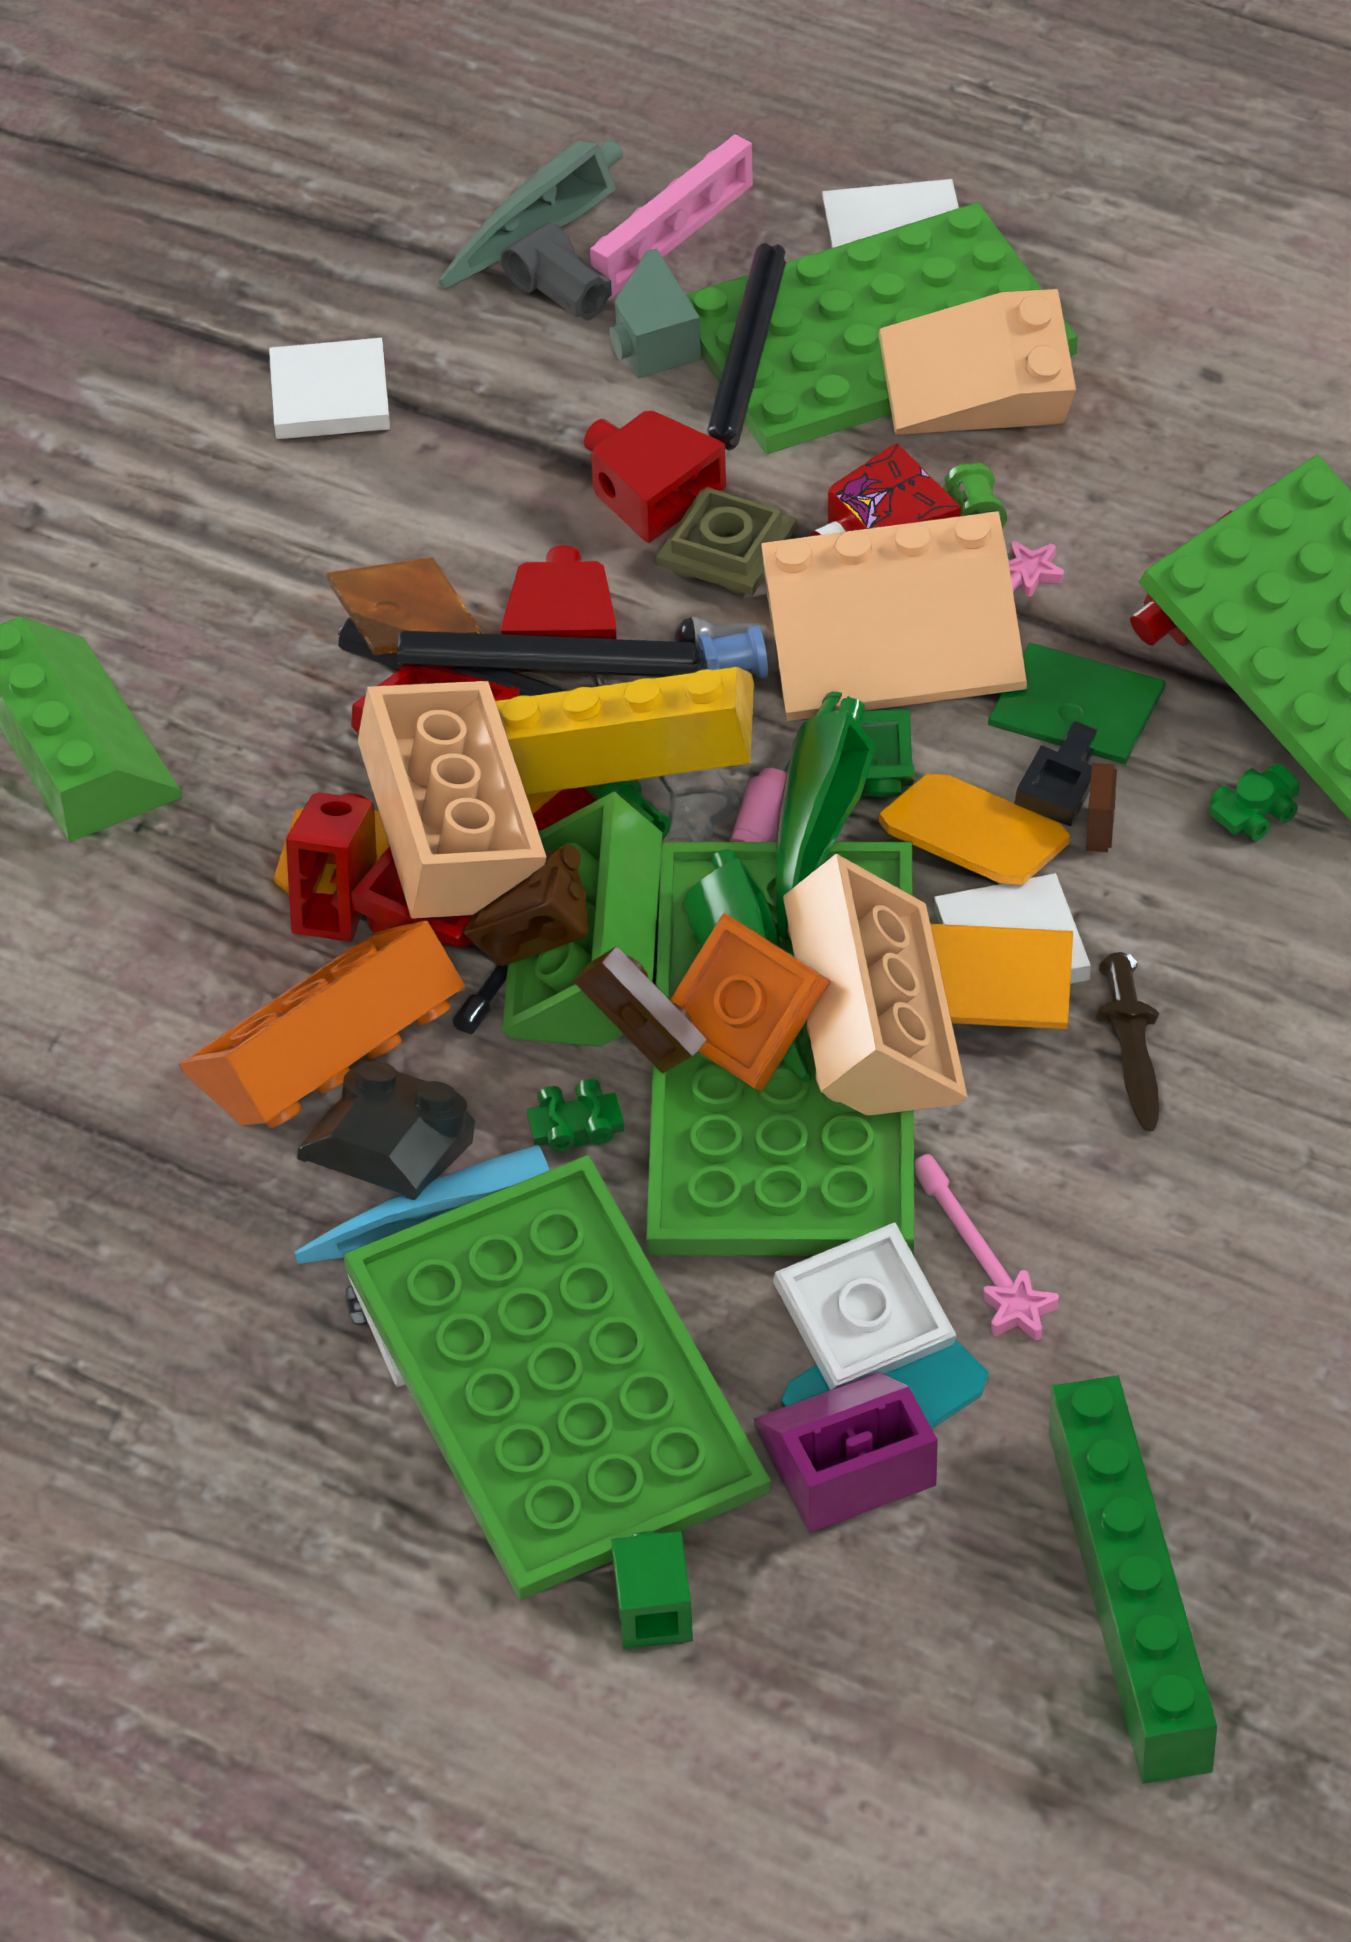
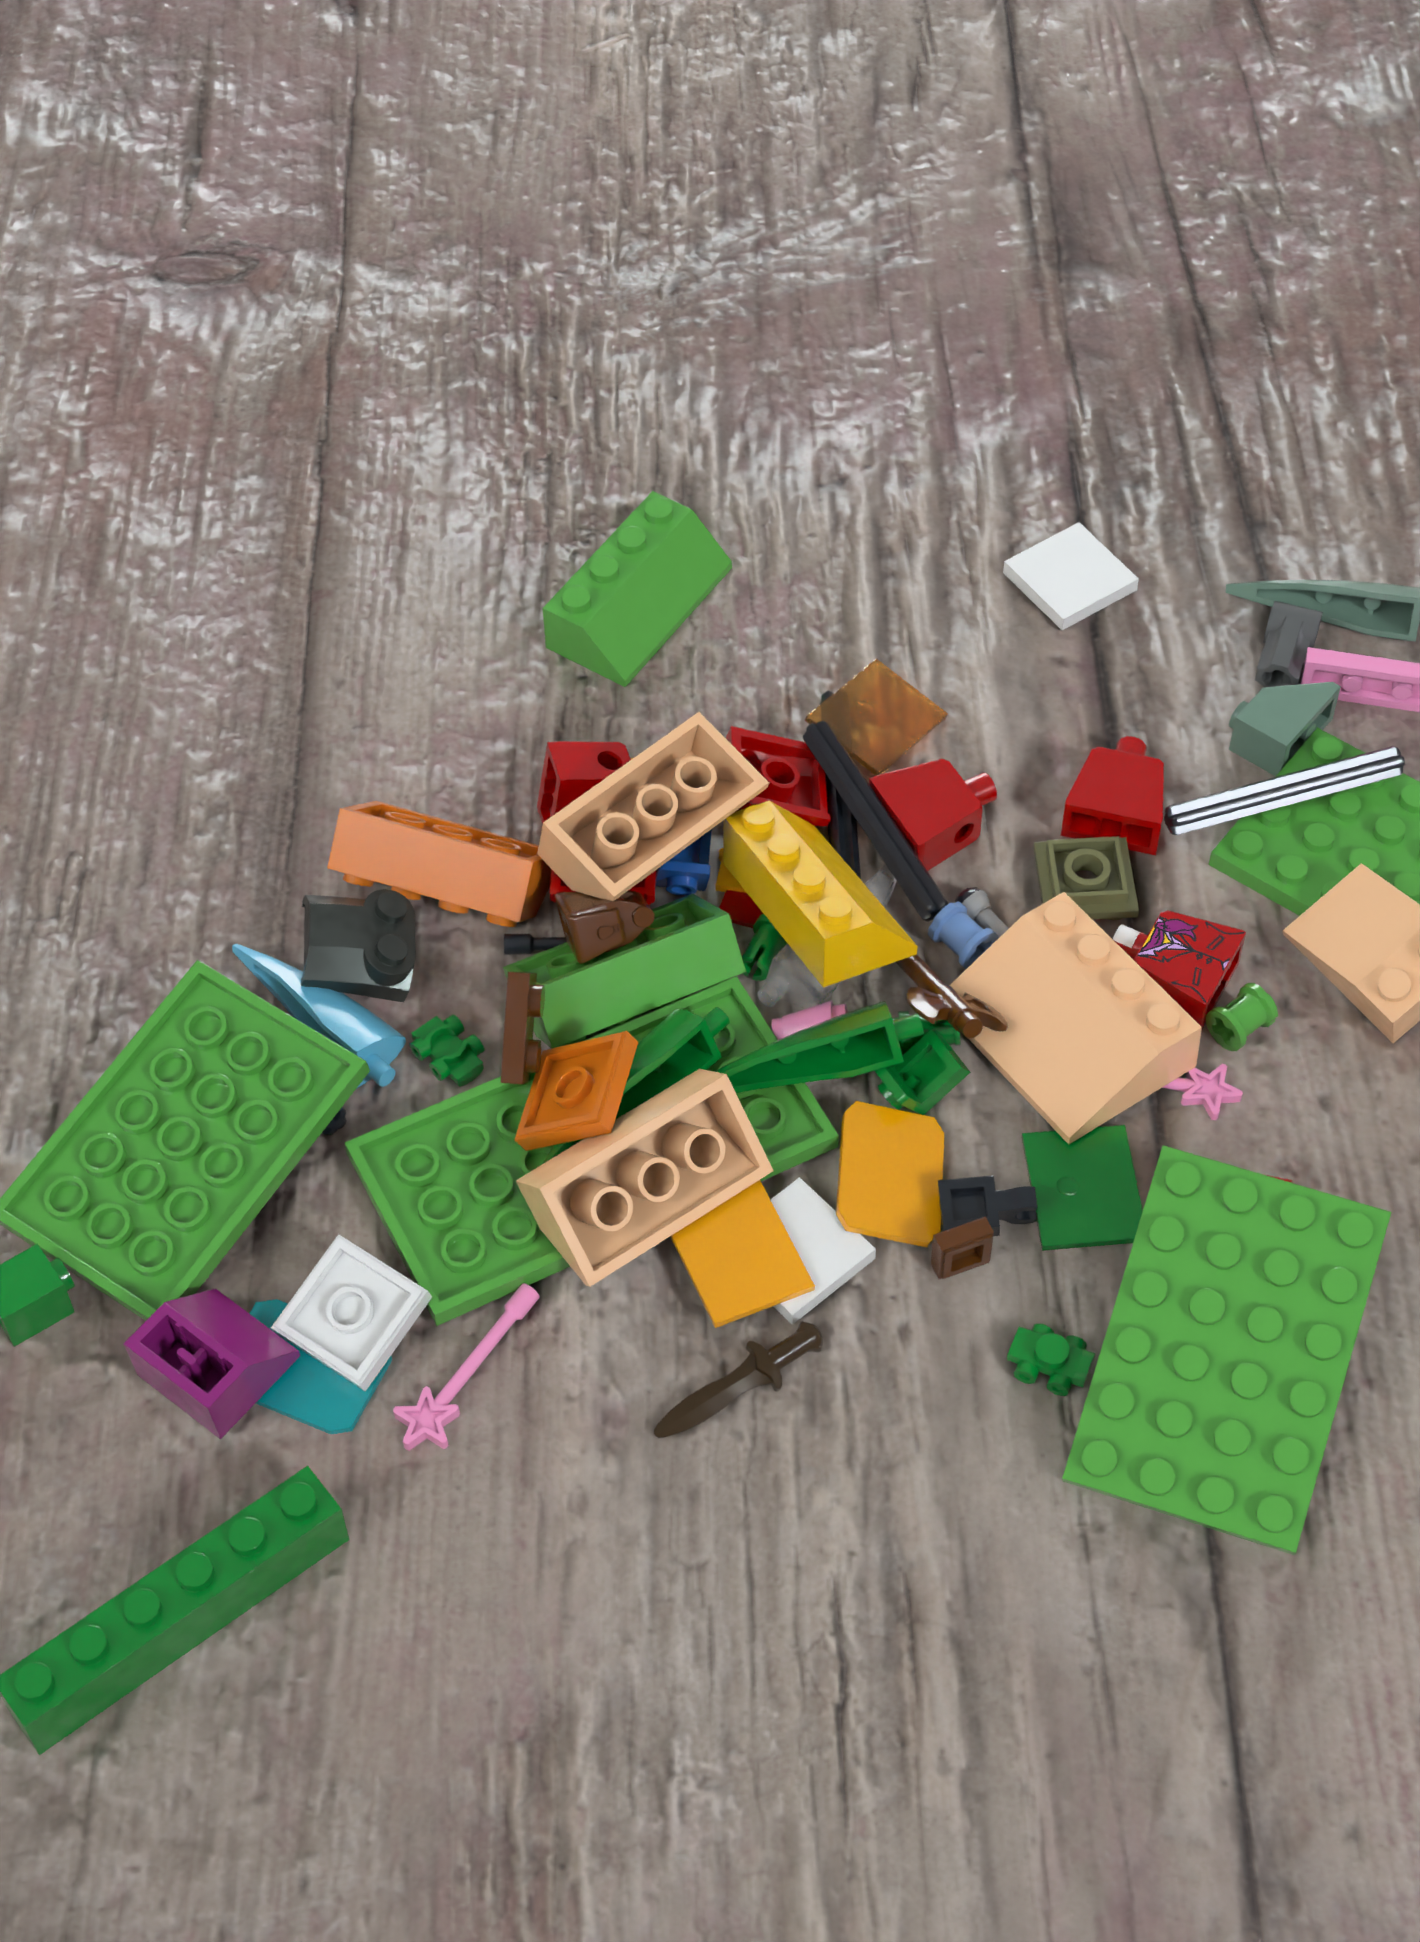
camera: 60 degrees right, 5 degrees up
(823, 688) = (938, 1001): none -> reddish brown piece

